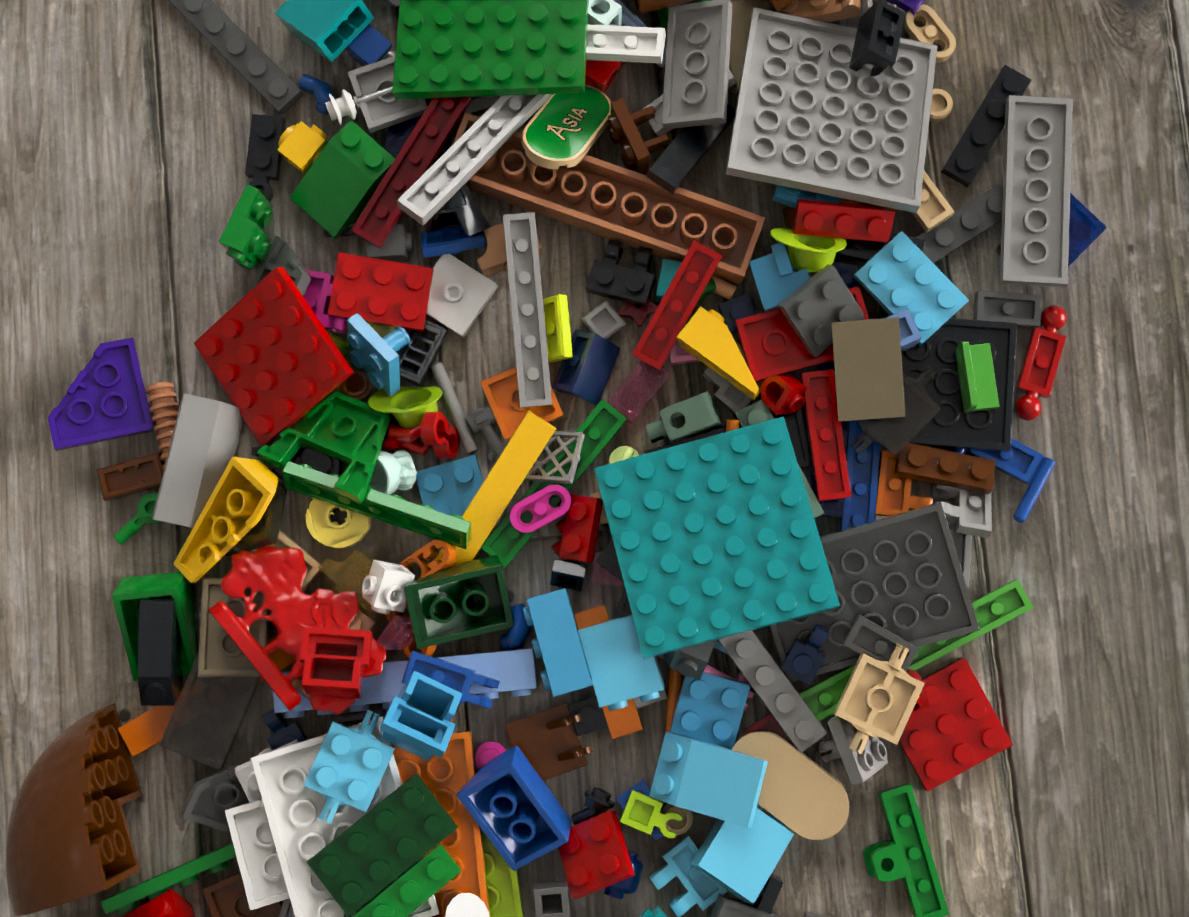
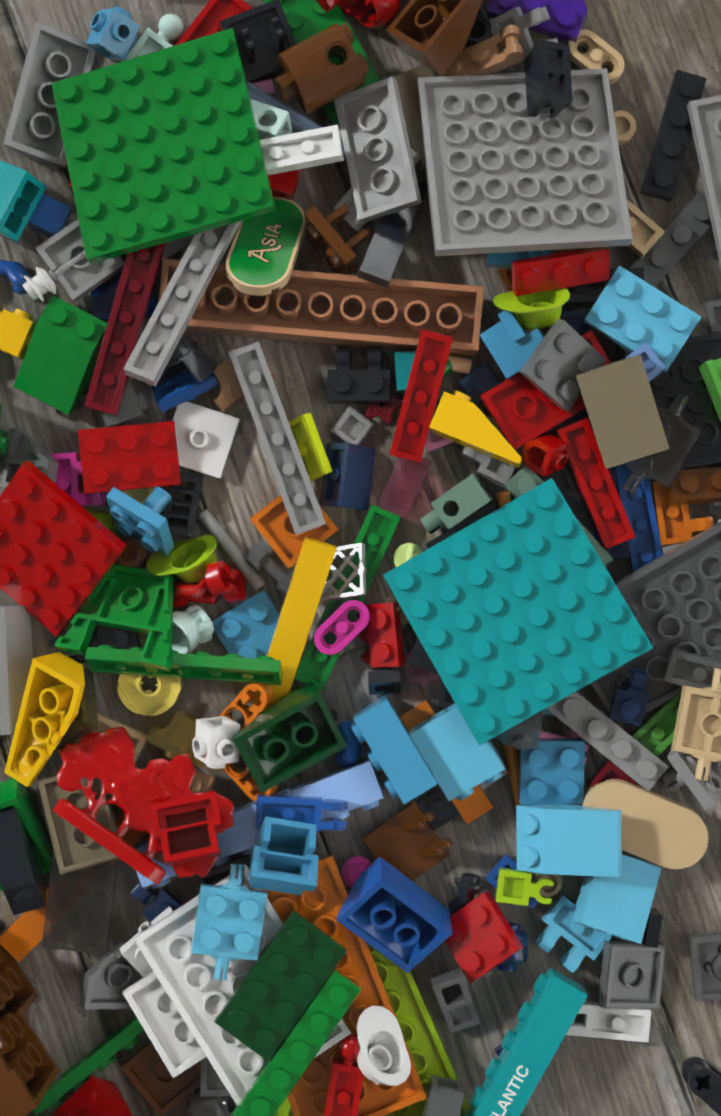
camera: 20 degrees left, 5 degrees up
(397, 634) = (238, 784): clear pink plate -> none

